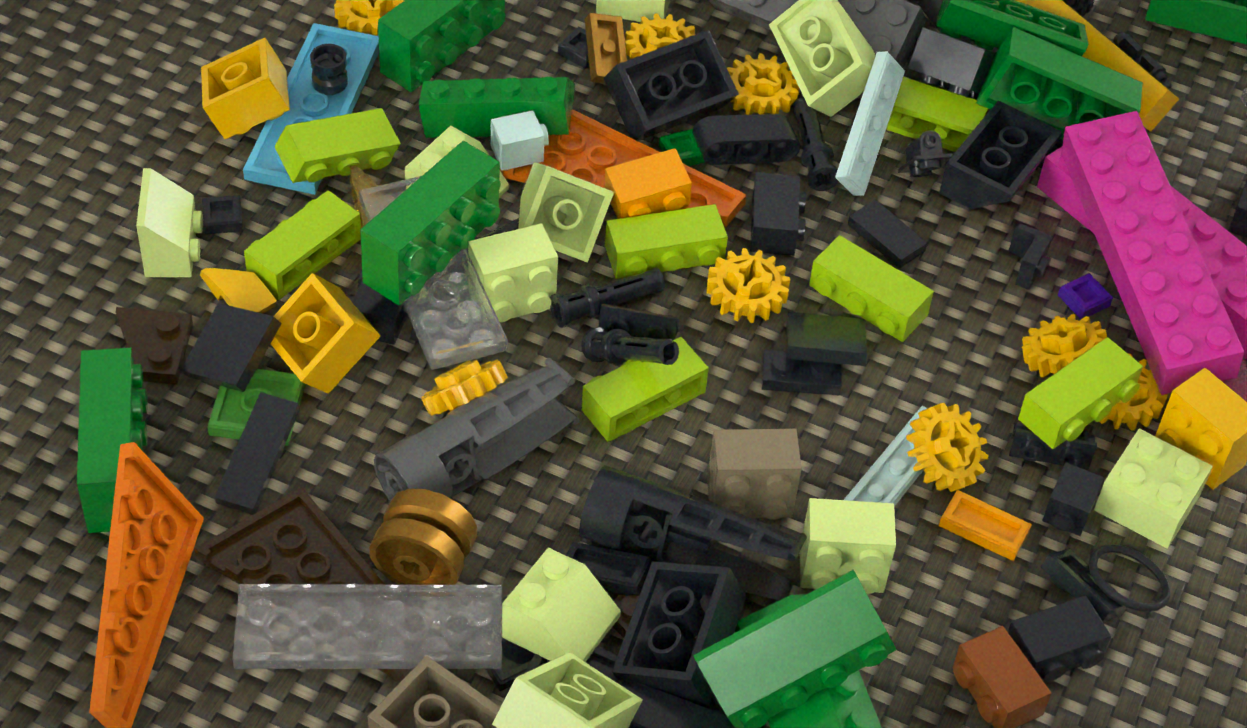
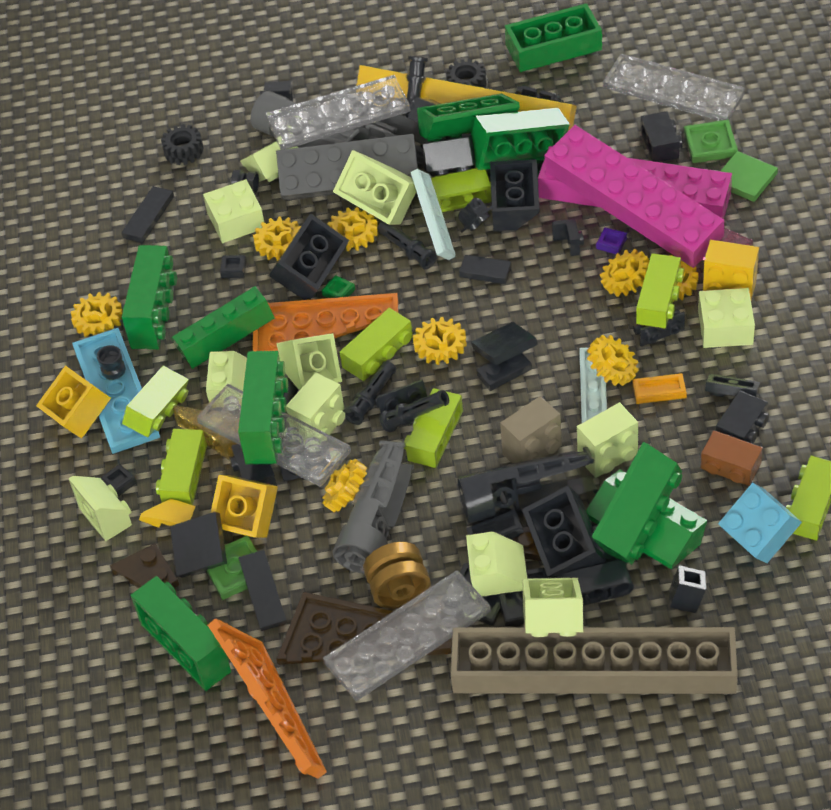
camera: 25 degrees left, 0 degrees up
(518, 140) = (253, 336): light aqua brick -> none
(604, 44) = (251, 258): pearl gold plate -> none
(649, 185) = (347, 318): light orange brick -> none
(746, 139) = (371, 263): black beam -> none
(776, 214) = (421, 293): black brick -> none
(871, 288) = (503, 303): lime brick -> none
(1072, 499) = (692, 348): black brick -> none
(1110, 592) = (749, 381): black tyre -> none

